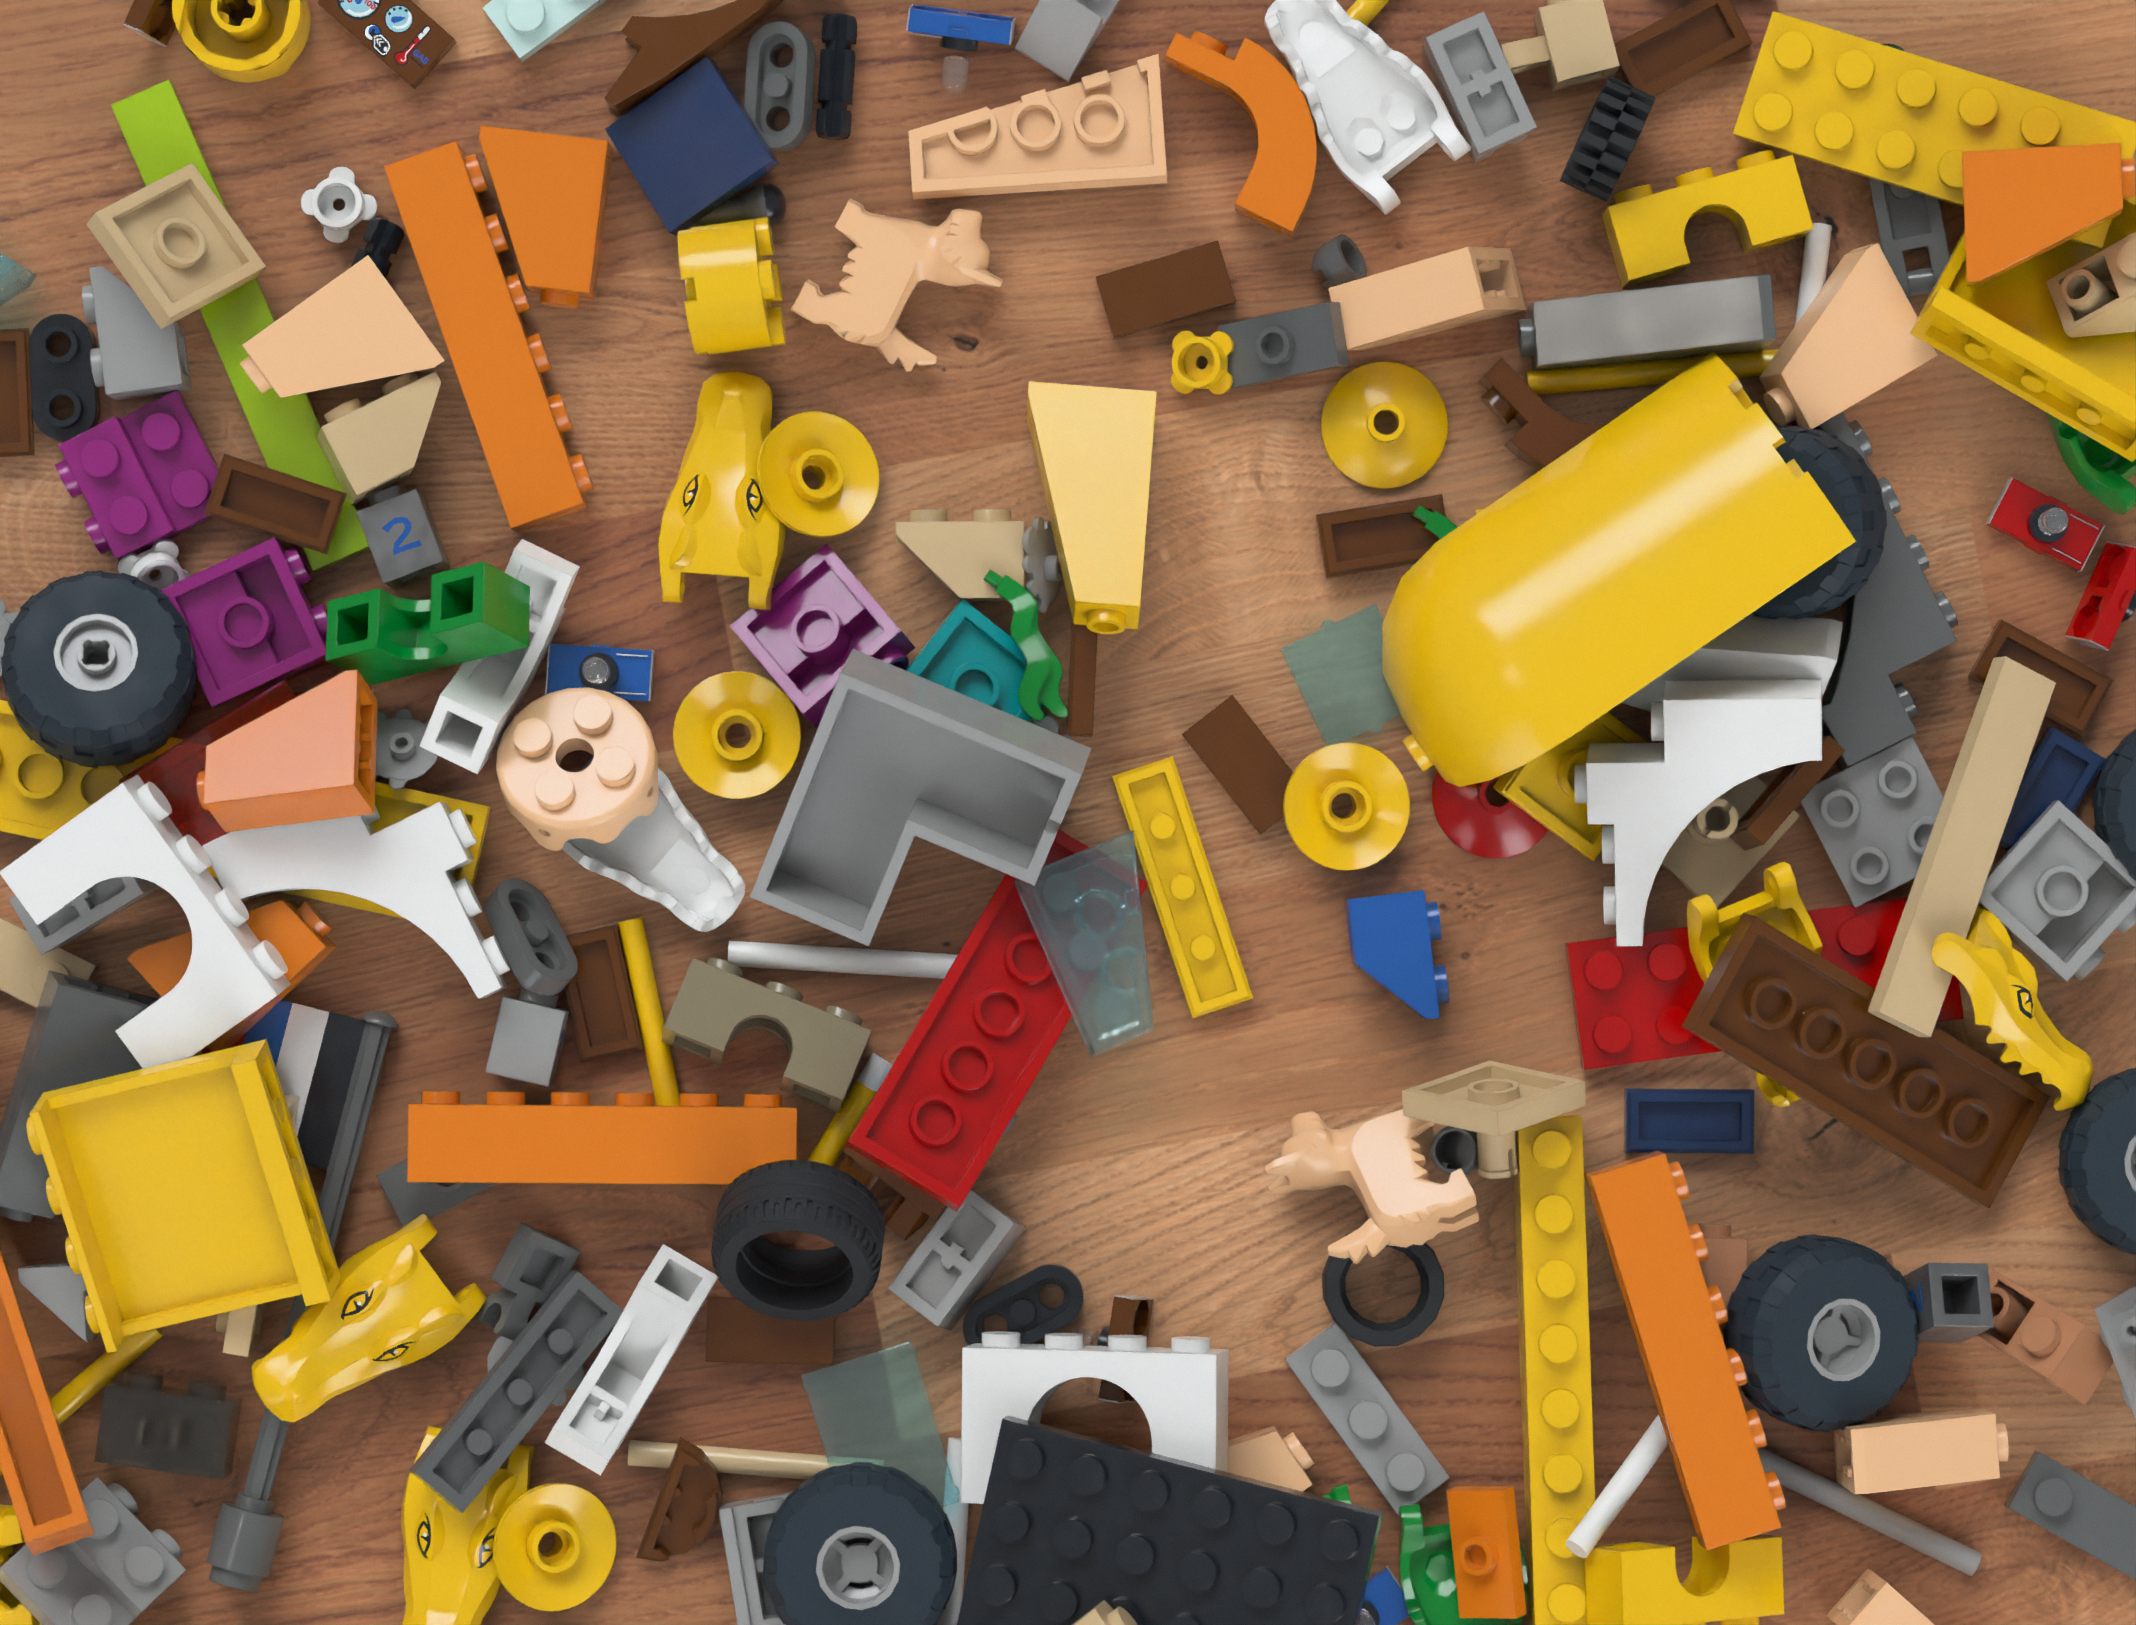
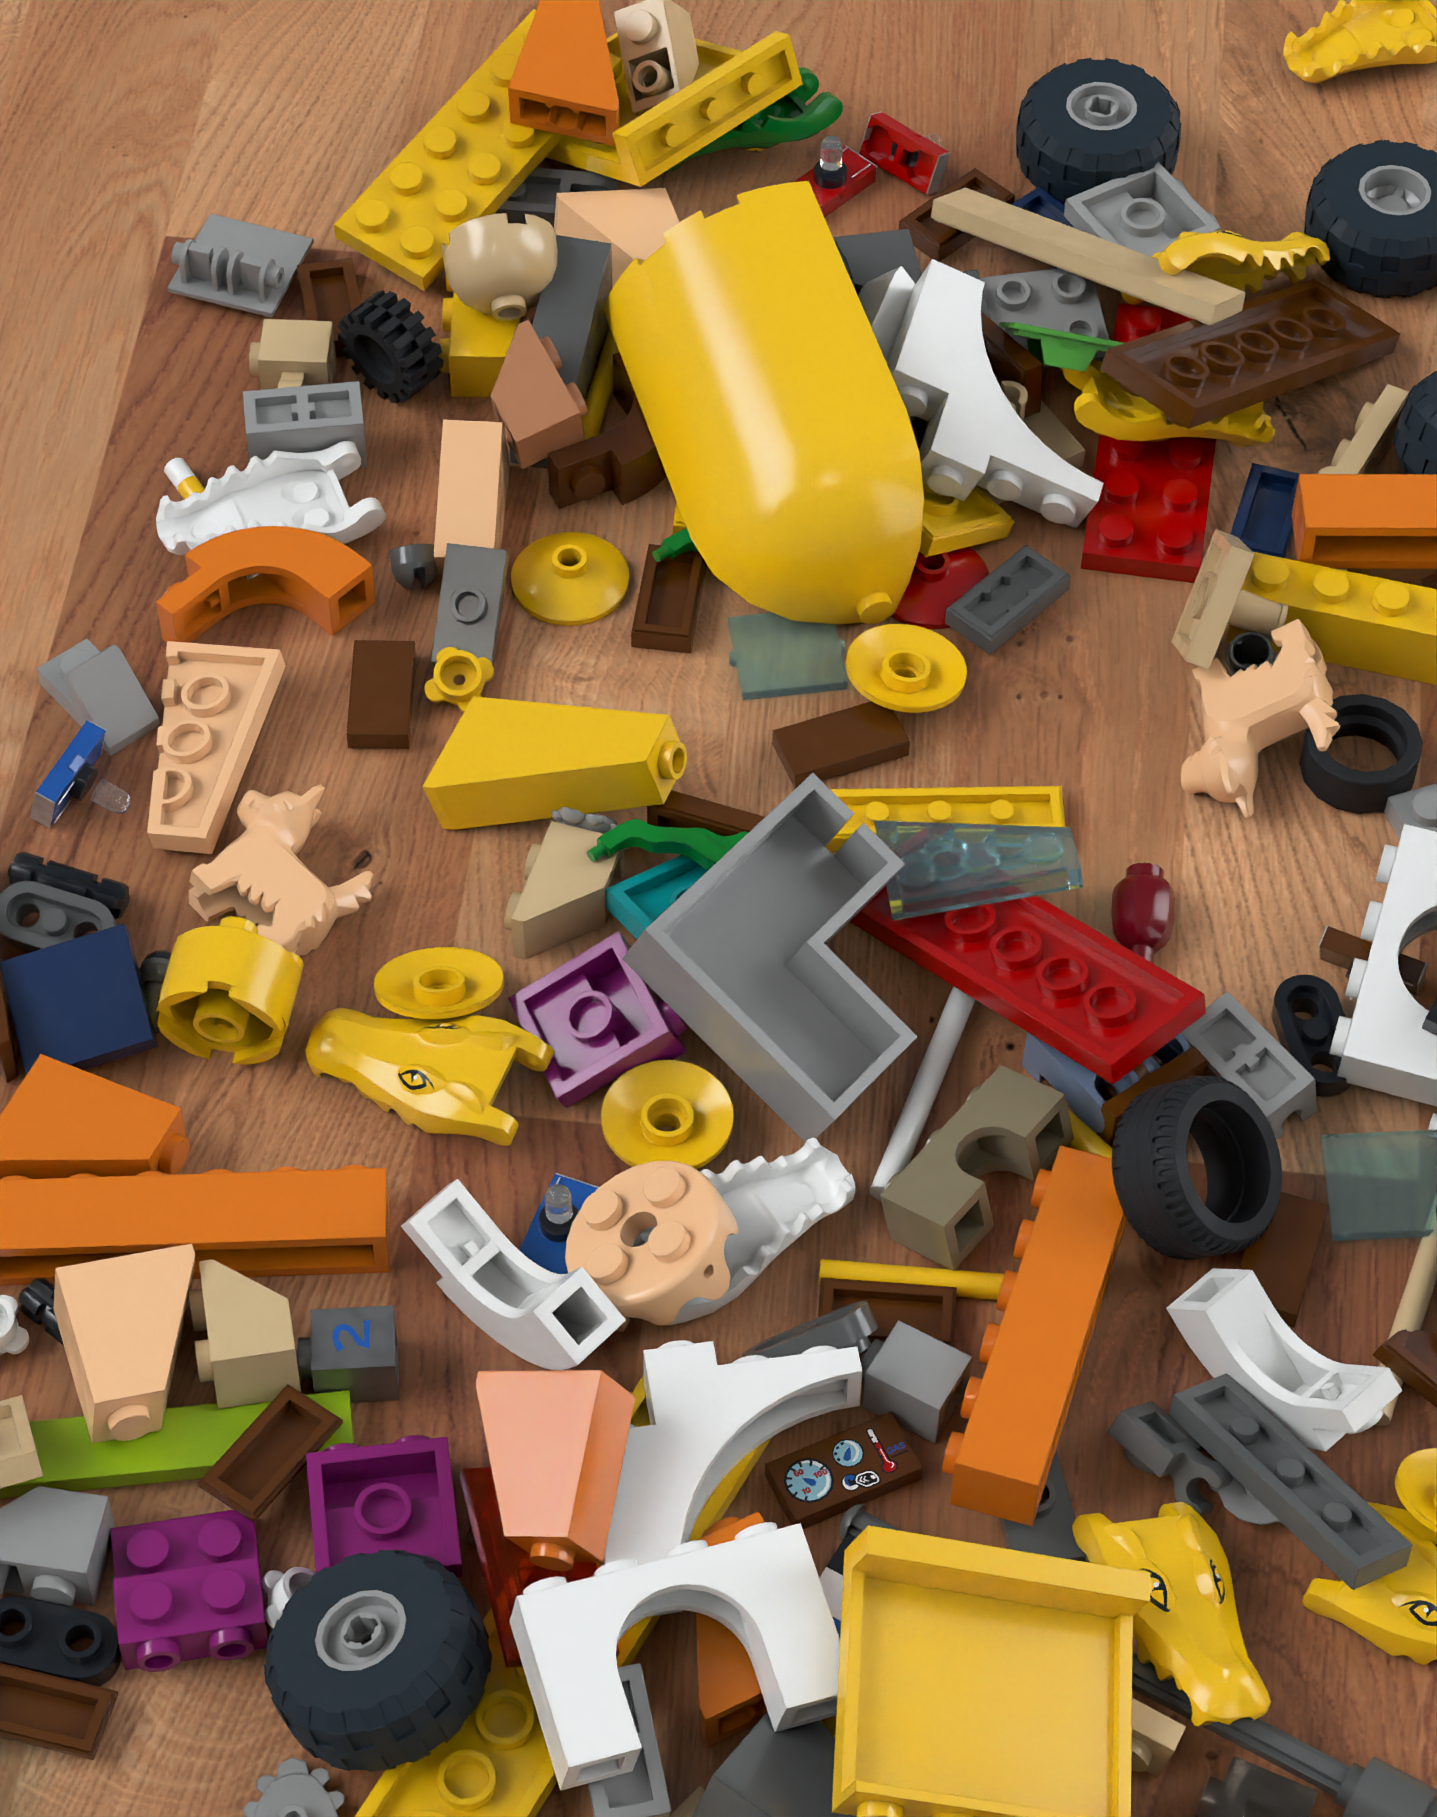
camera: 70 degrees left, 35 degrees down
(430, 999) = (843, 1471): none -> reddish brown tile
(469, 617) = (466, 1277): green arch -> none
(1115, 1116) = (1143, 910): none -> dark red plant
(1393, 946) = (1051, 666): blue slope -> none
(1480, 882) = (1007, 599): none -> dark grey plate
(1541, 325) = (533, 401): none -> nougat slope
(1714, 231) = (501, 264): none -> tan cylinder
(1786, 1199) = (1373, 435): none -> tan plate
(1806, 857) = (1059, 347): none -> bright green piece

